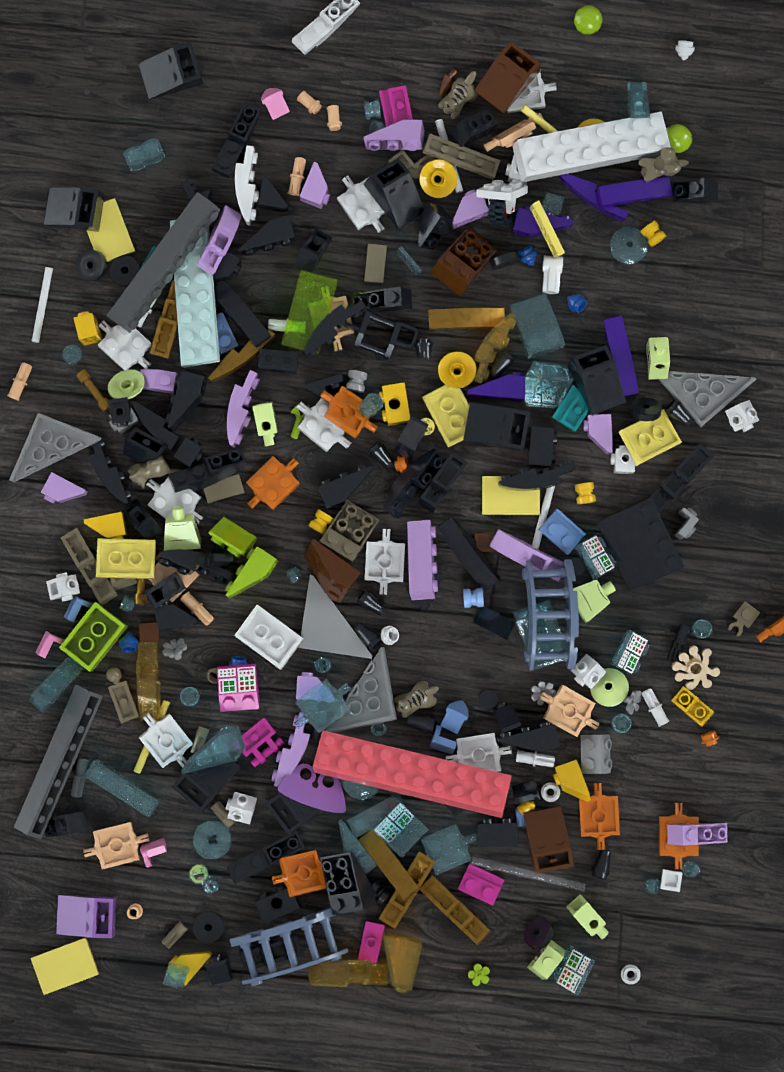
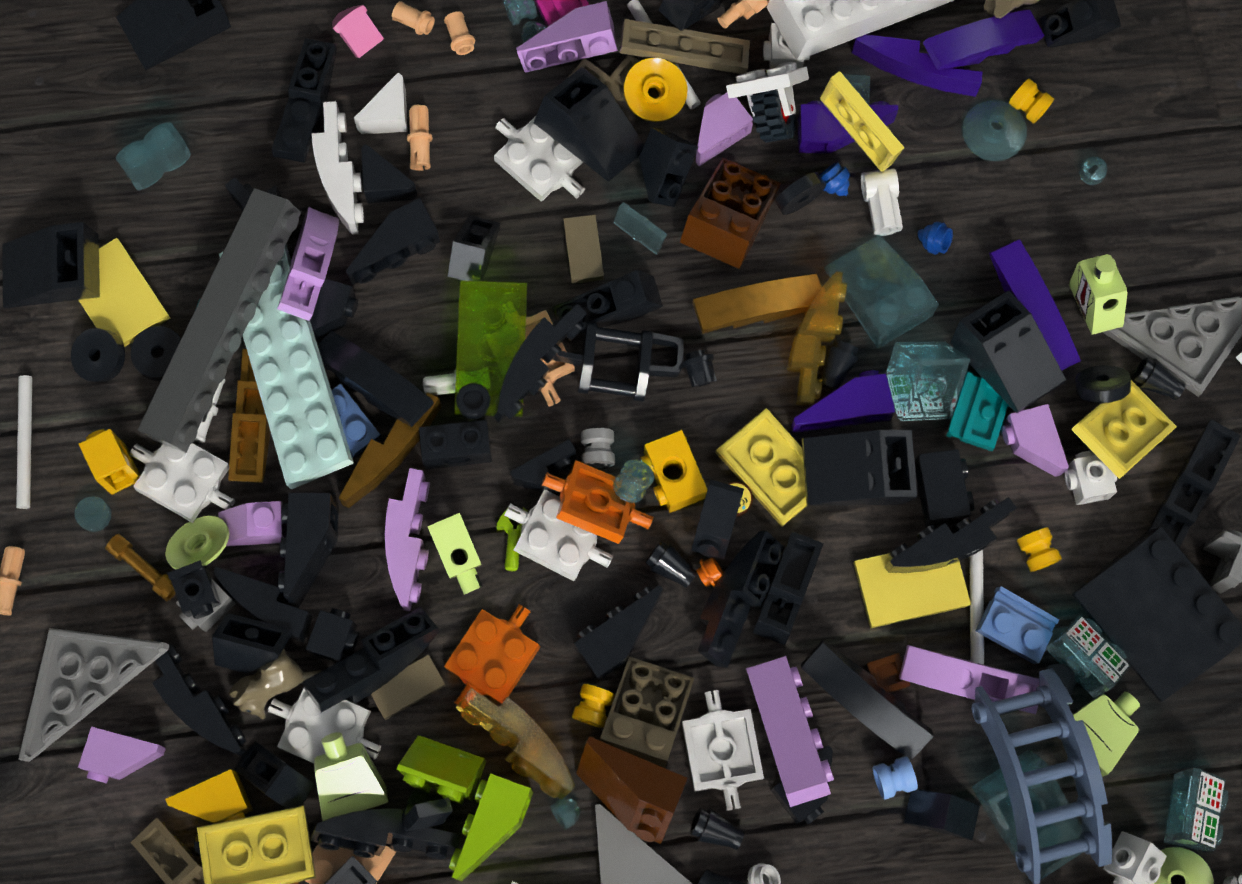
camera: 20 degrees left, 10 degrees down
(282, 156) = (386, 110): none -> white slope
(282, 536) = (532, 749): none -> clear yellow slope
(293, 341) = (473, 401): none -> black tile
(315, 188) = (454, 149): lavender slope -> none
(457, 361) = (770, 378): yellow dish -> none
(679, 287) = (1098, 176): none -> clear light blue hinge

